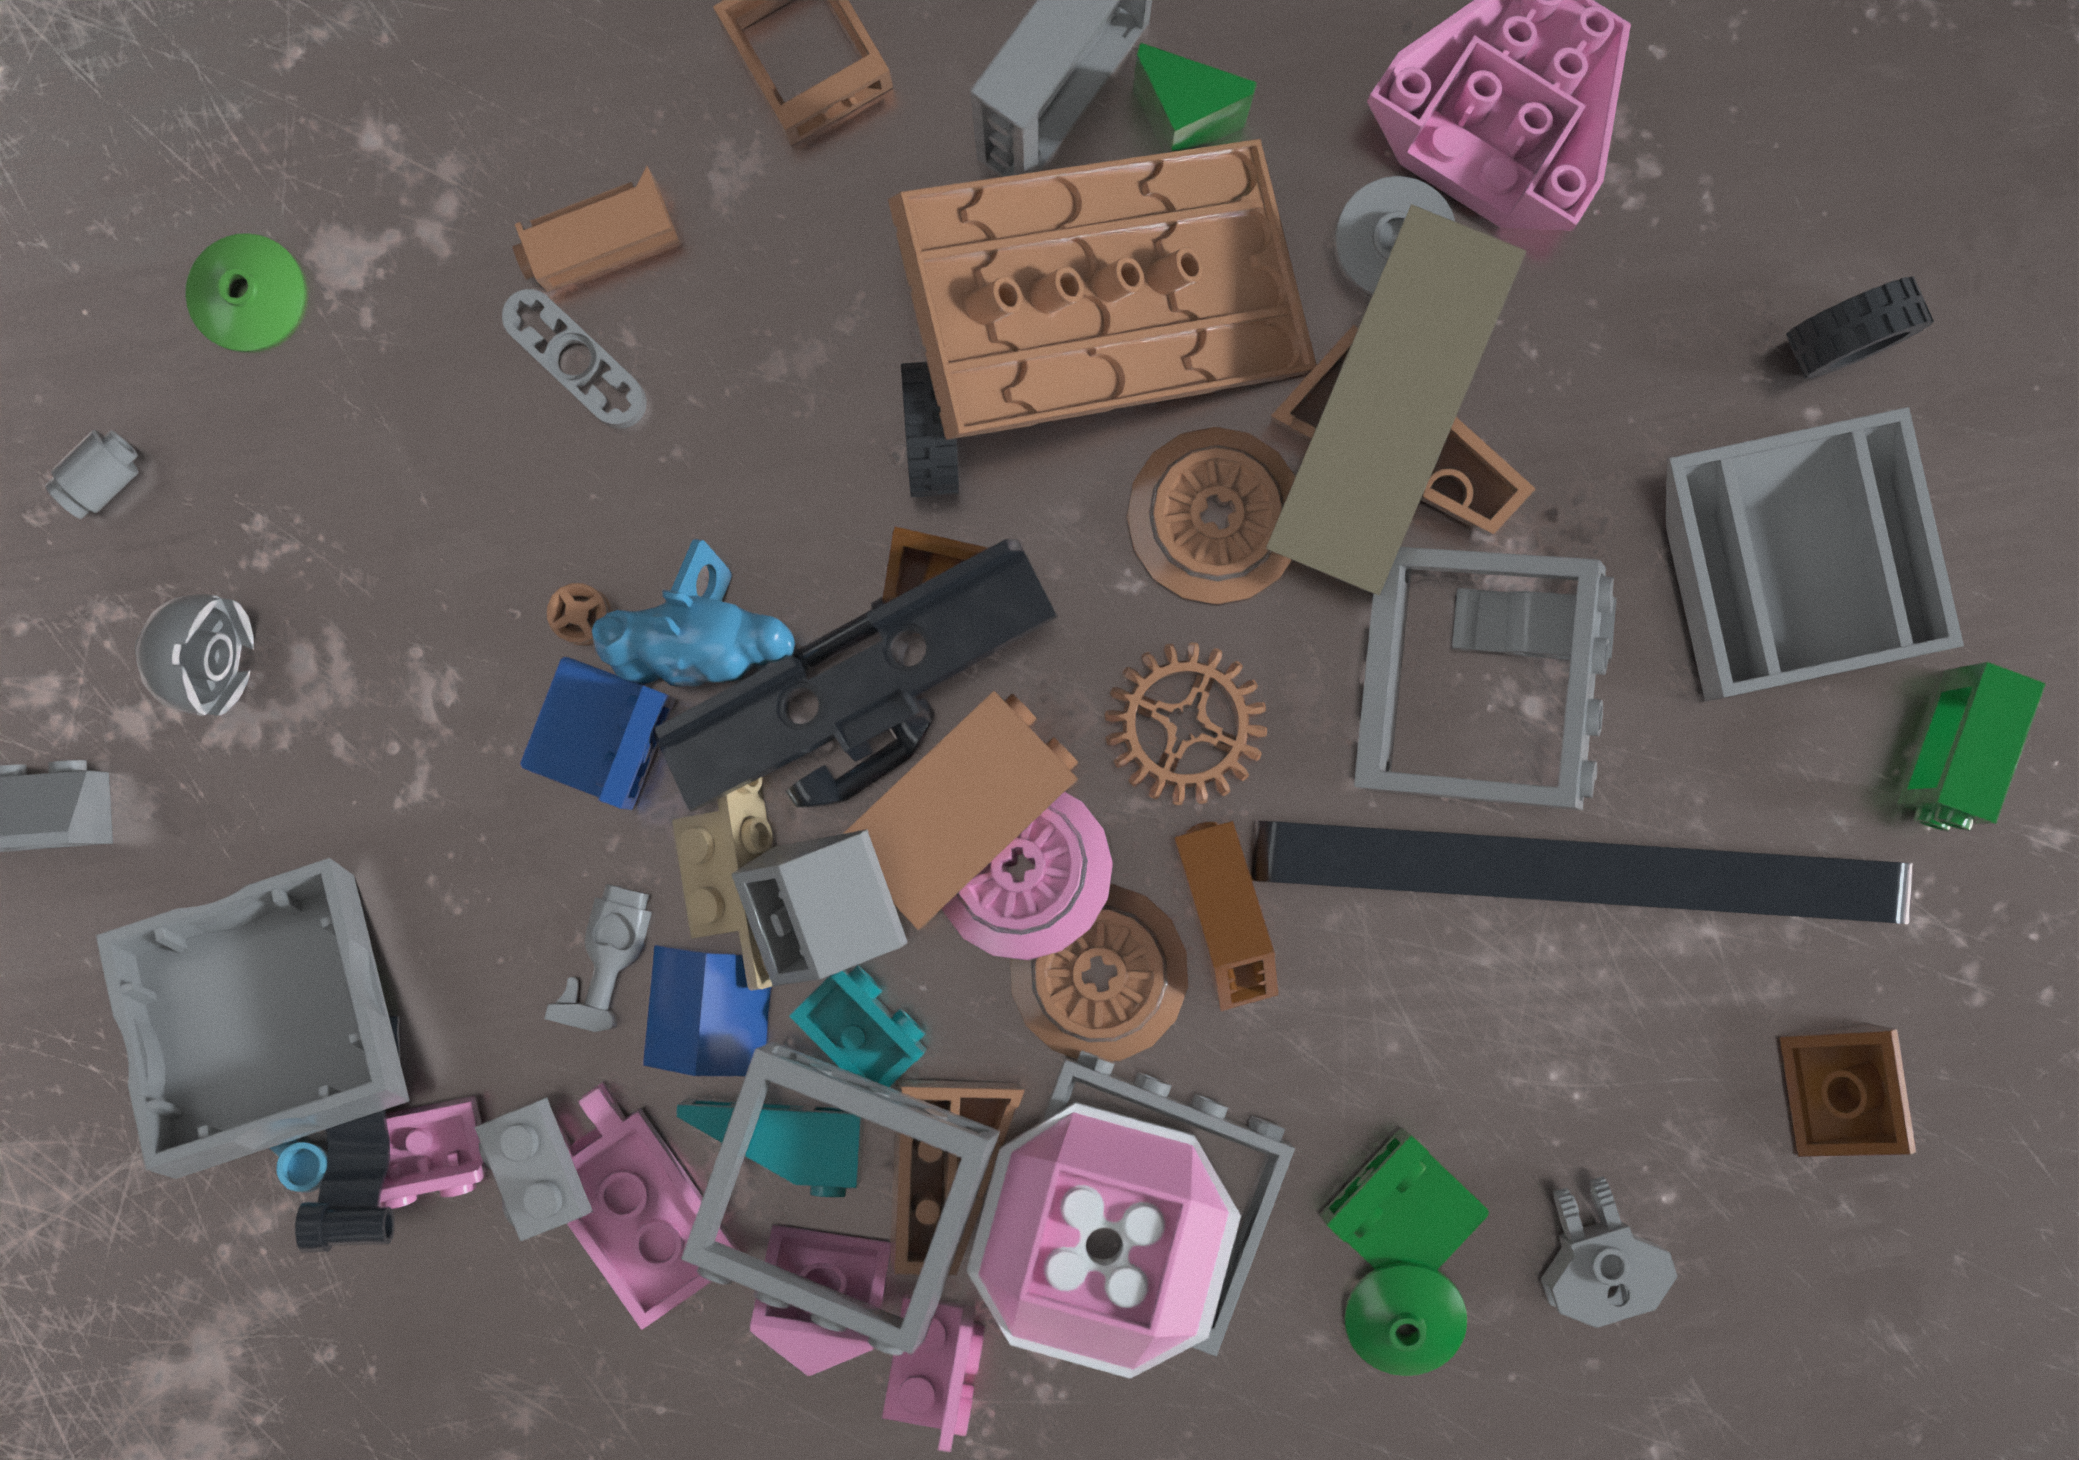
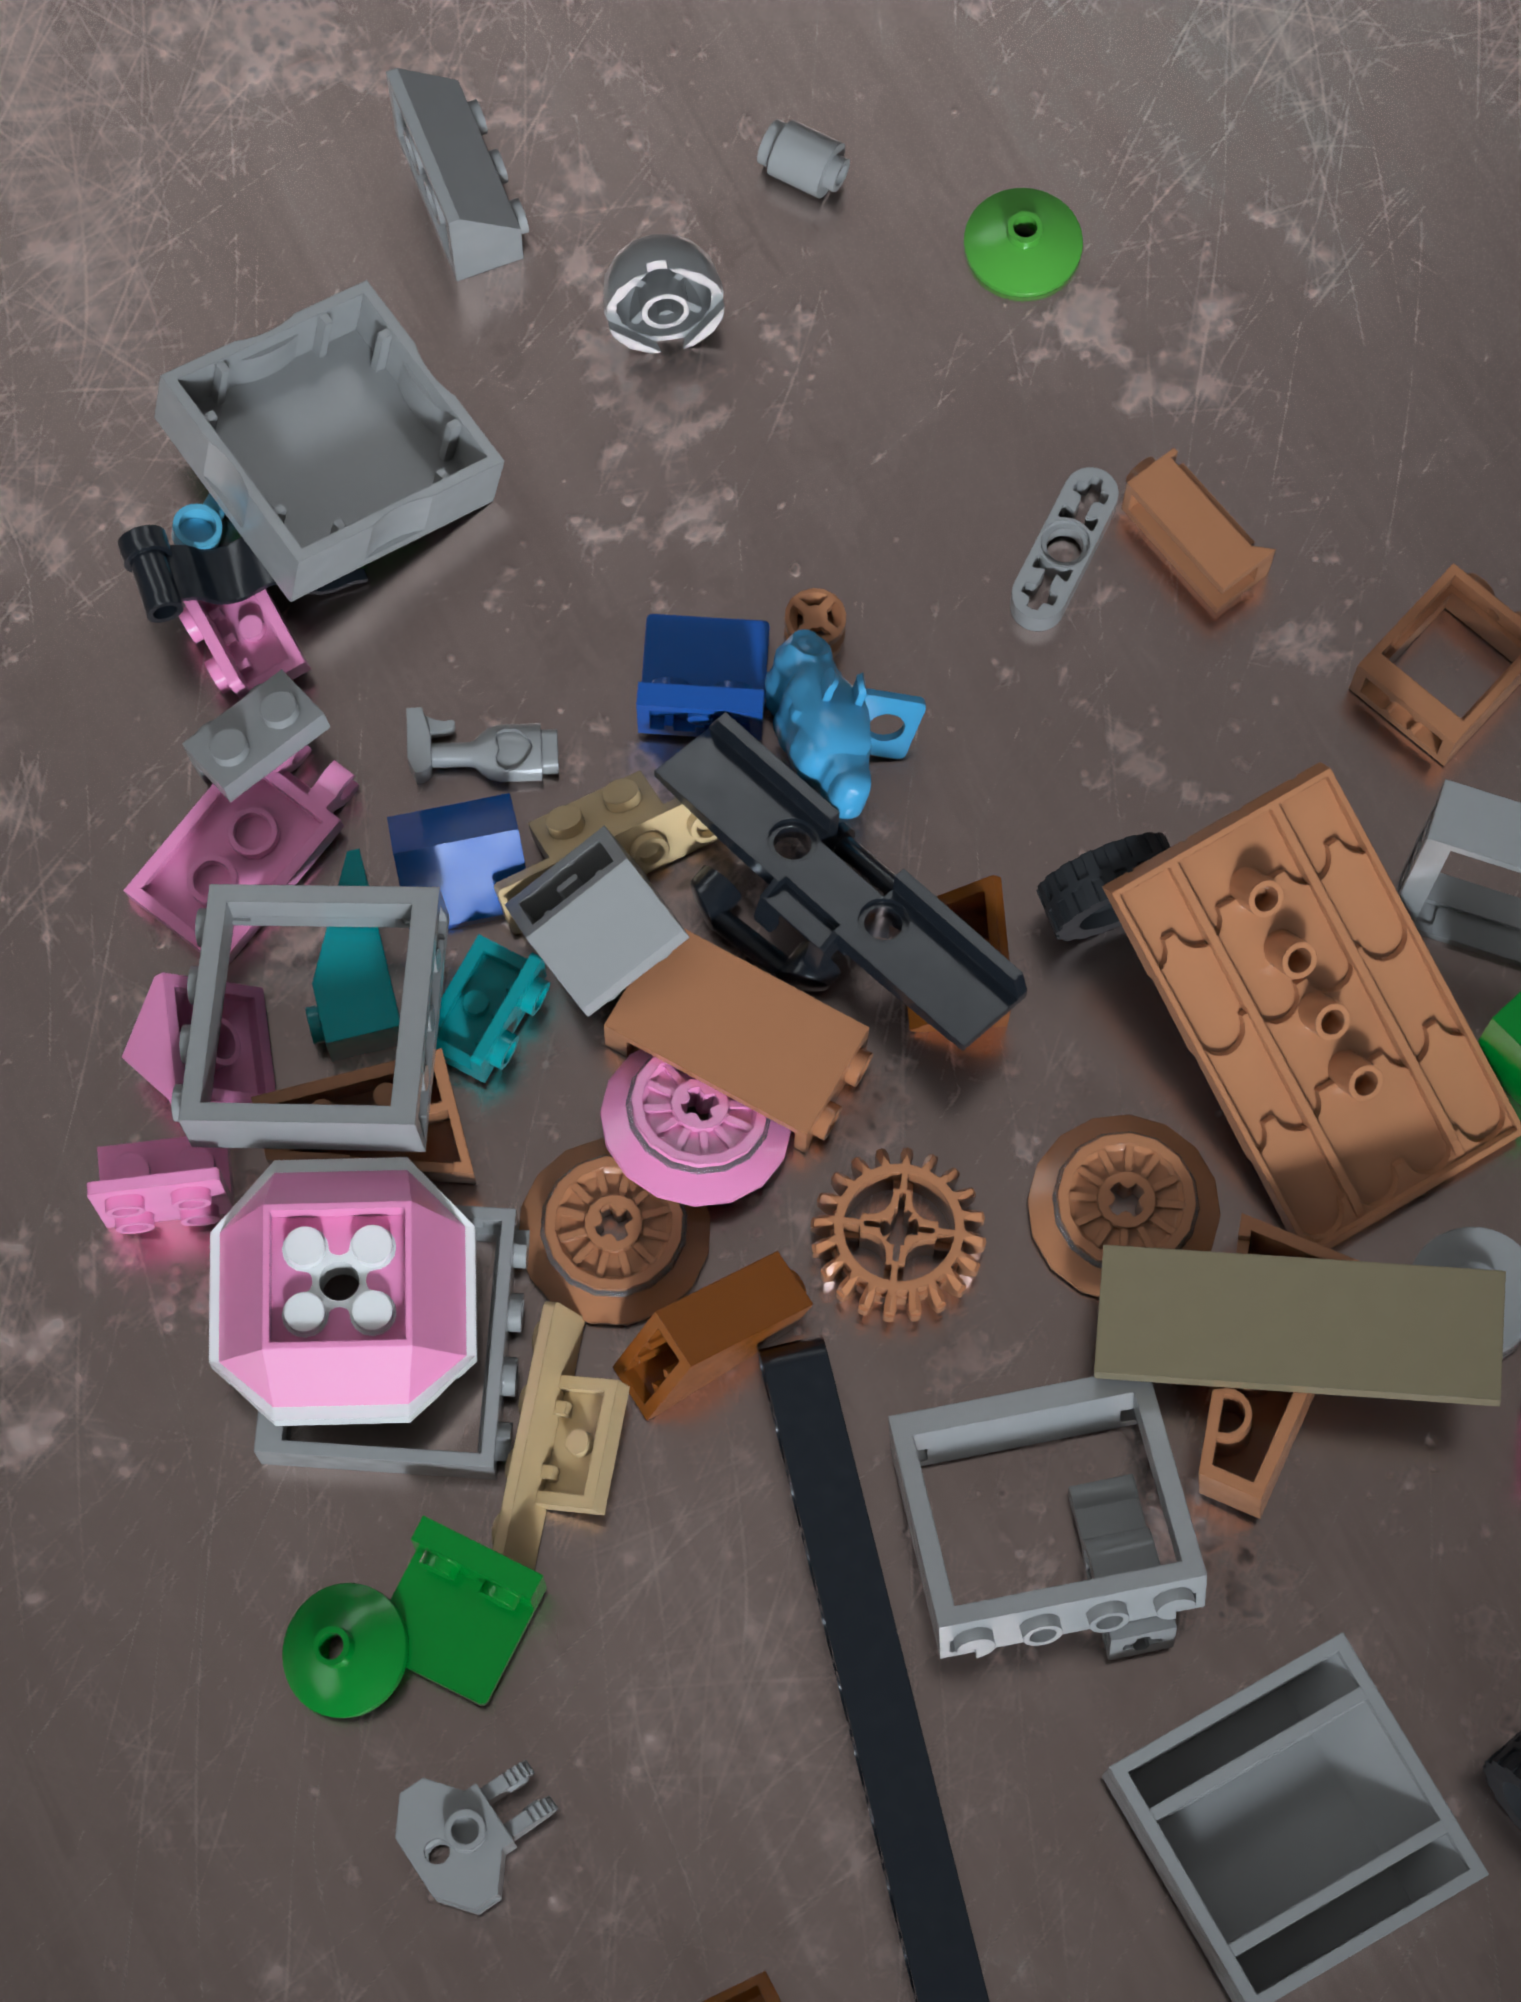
camera: 70 degrees right, 15 degrees down
(1281, 1077) = (562, 1438): none -> tan bracket

